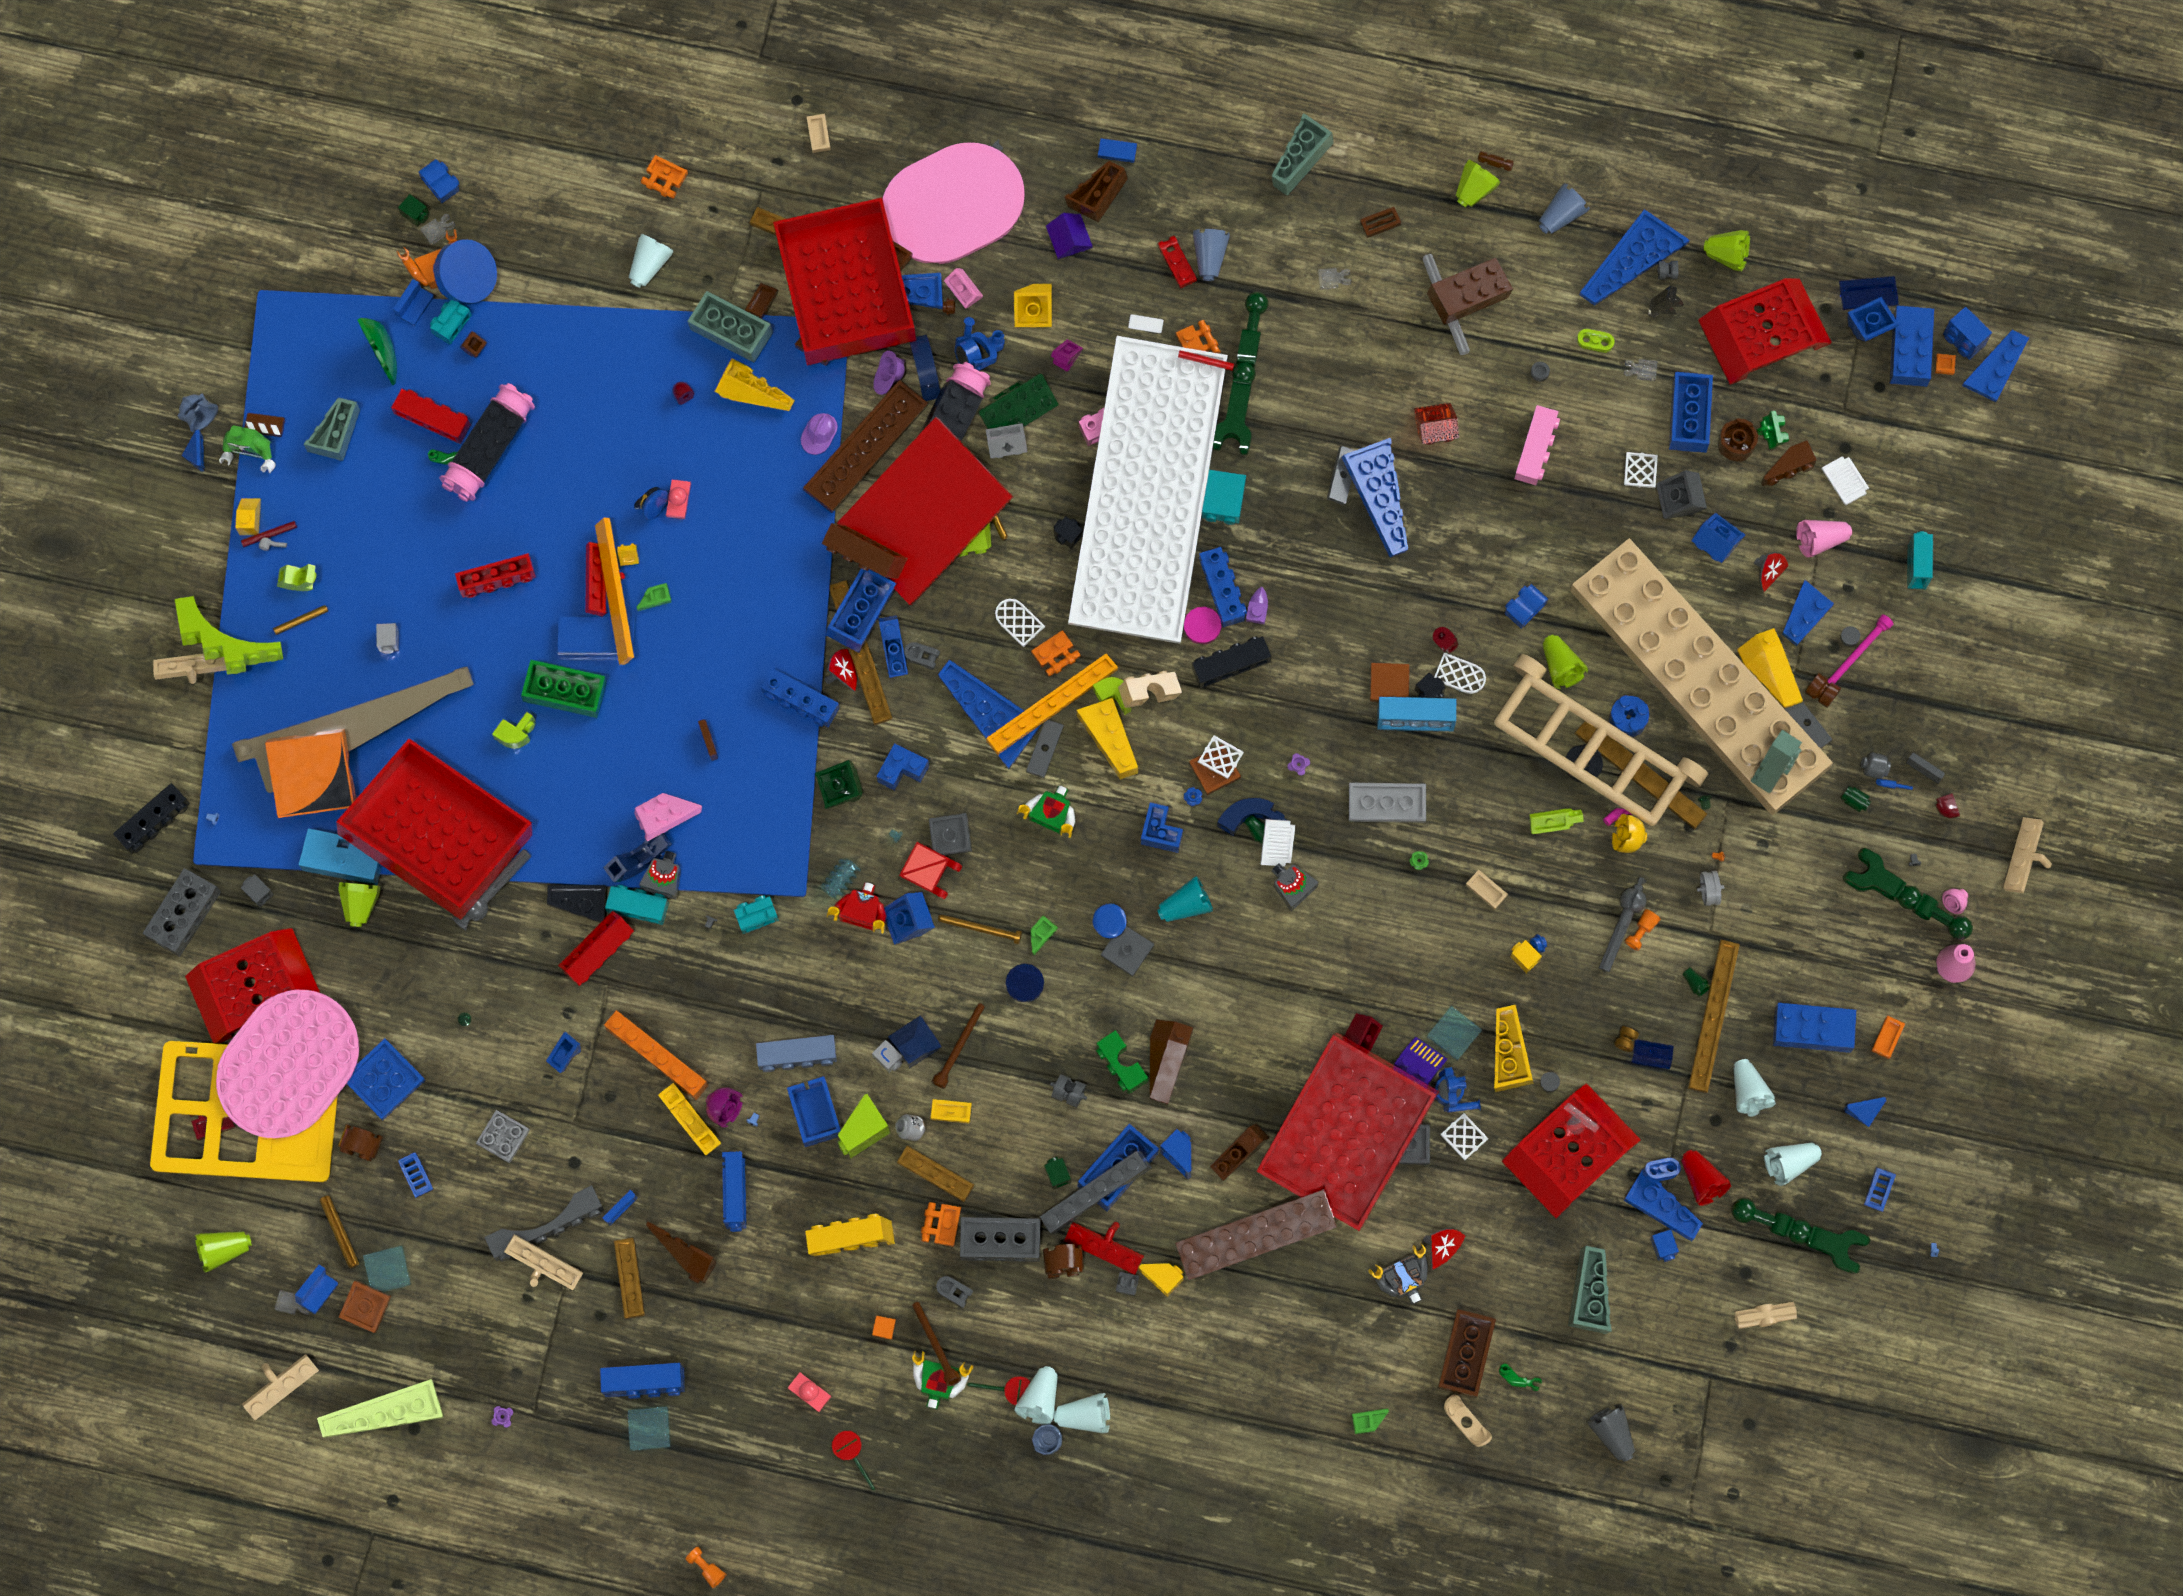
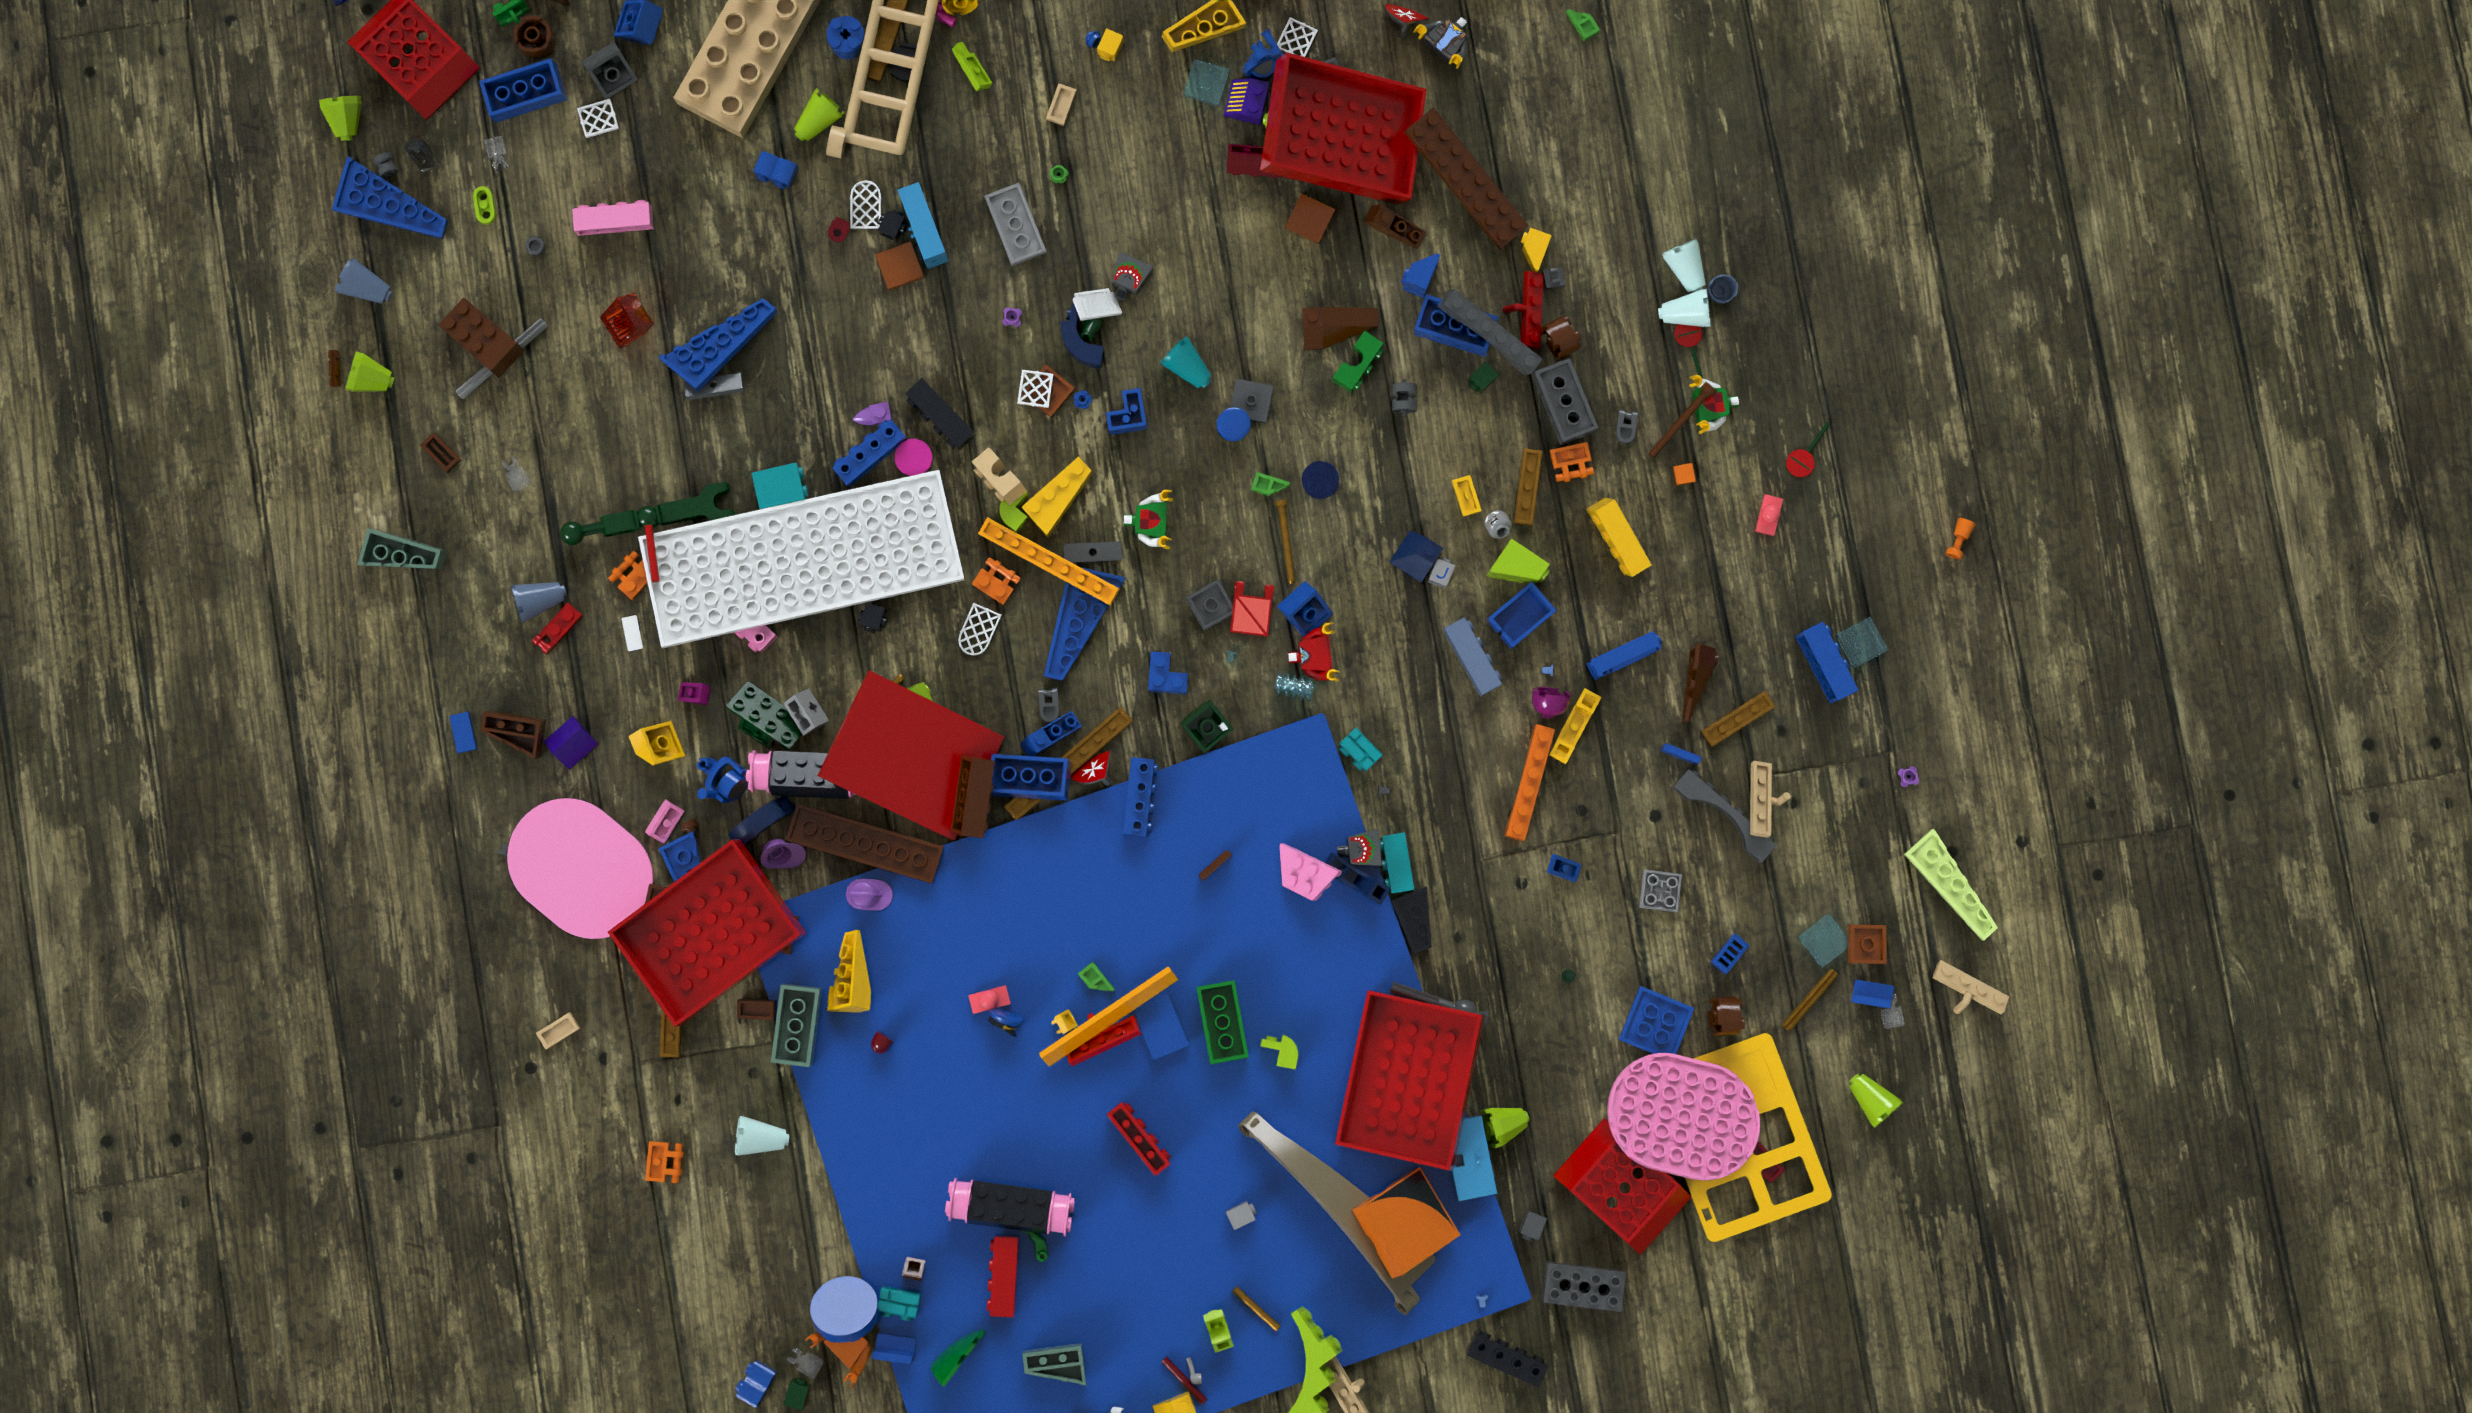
camera: 120 degrees left, 10 degrees up
(596, 948) = (1454, 881): red brick -> none
(941, 1078) = (1440, 517): reddish brown piece -> none
(1281, 1076) = (1310, 218): none -> dark orange tile

